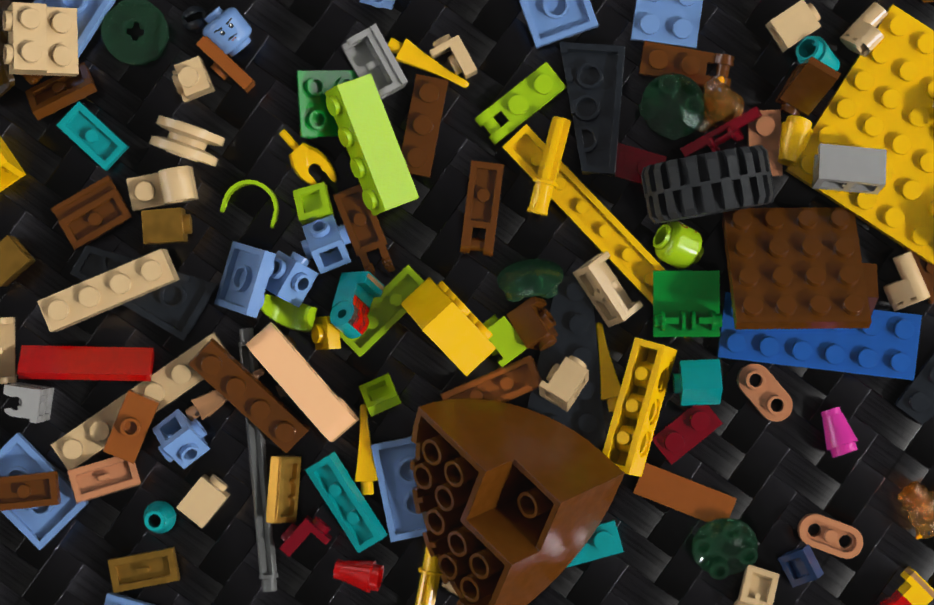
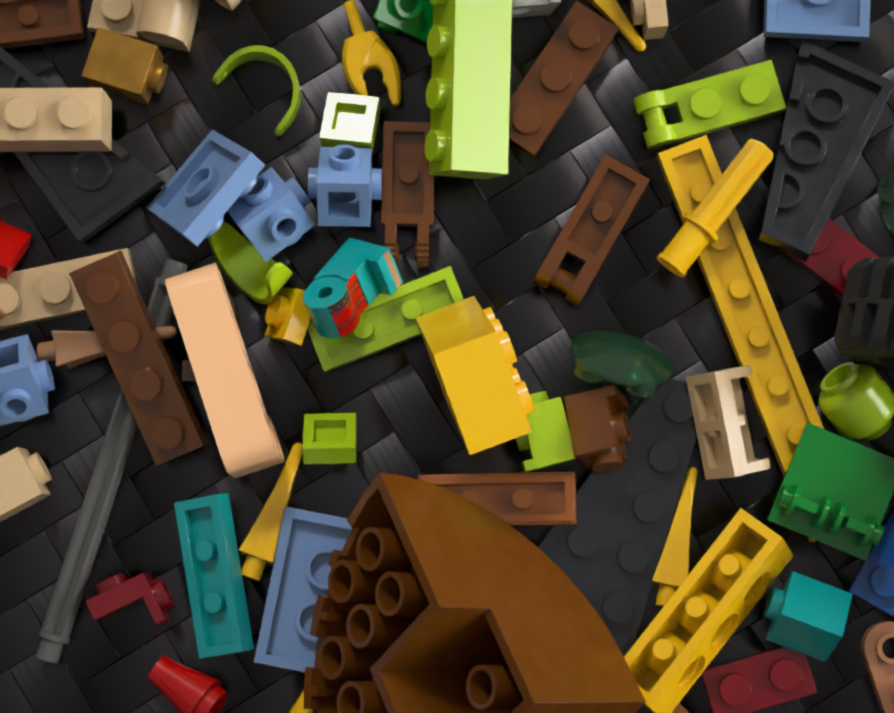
camera: 25 degrees right, 5 degrees down
(283, 489) = (130, 518): pearl gold plate -> none
(565, 382) = (609, 532): tan brick -> none

